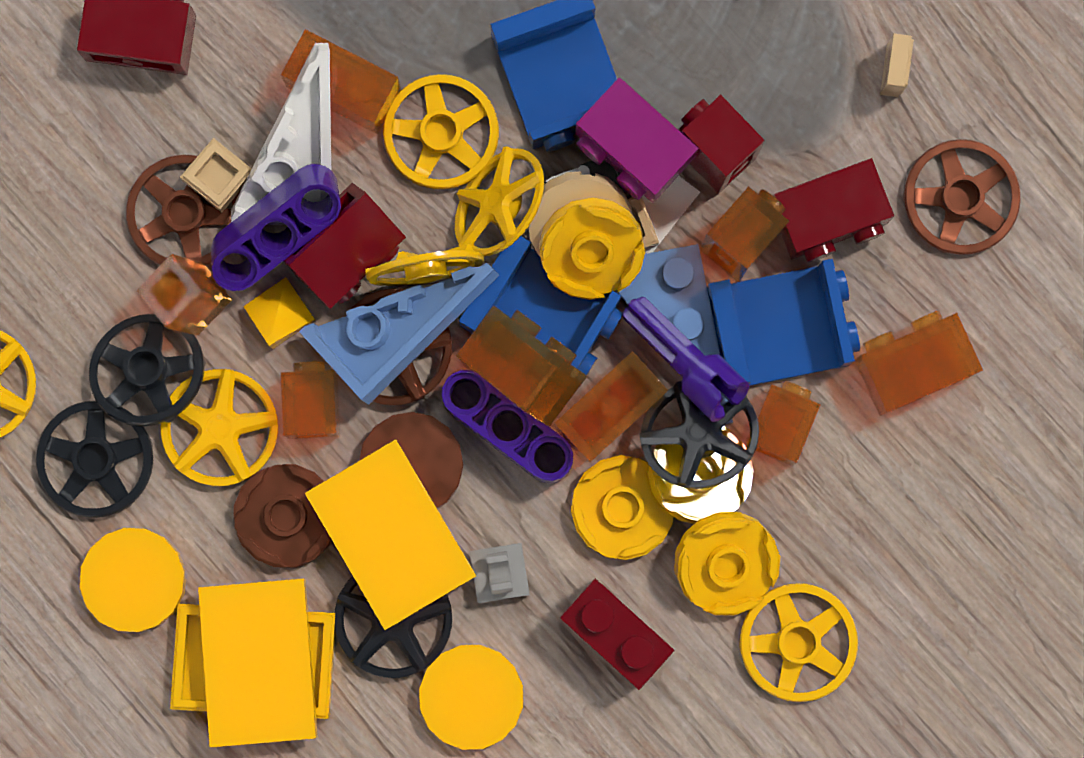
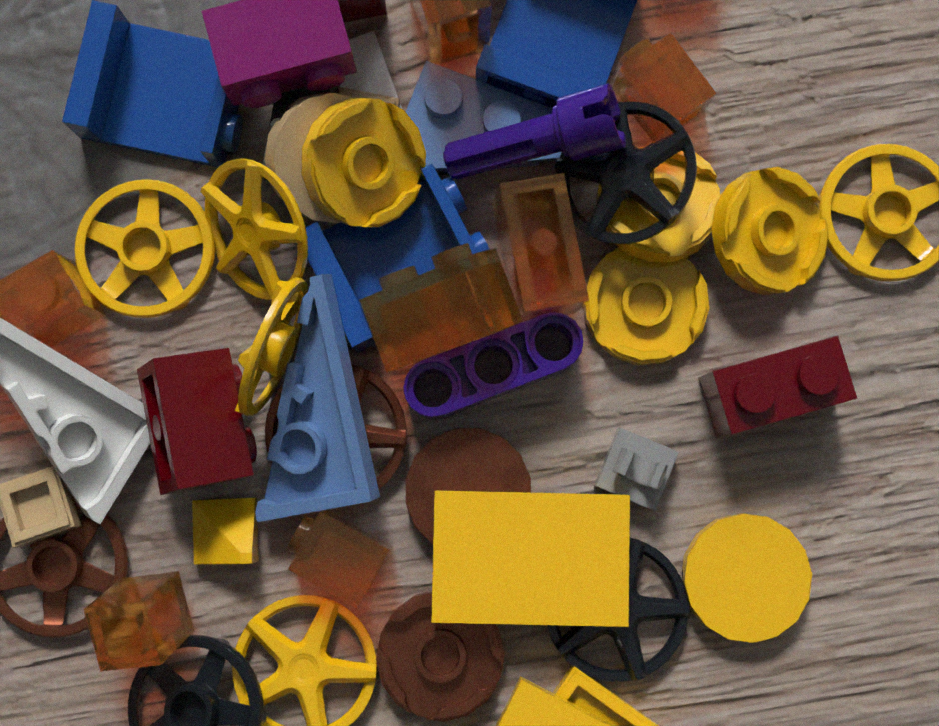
camera: 60 degrees left, 0 degrees up
(268, 249) = (150, 501): dark purple beam -> none

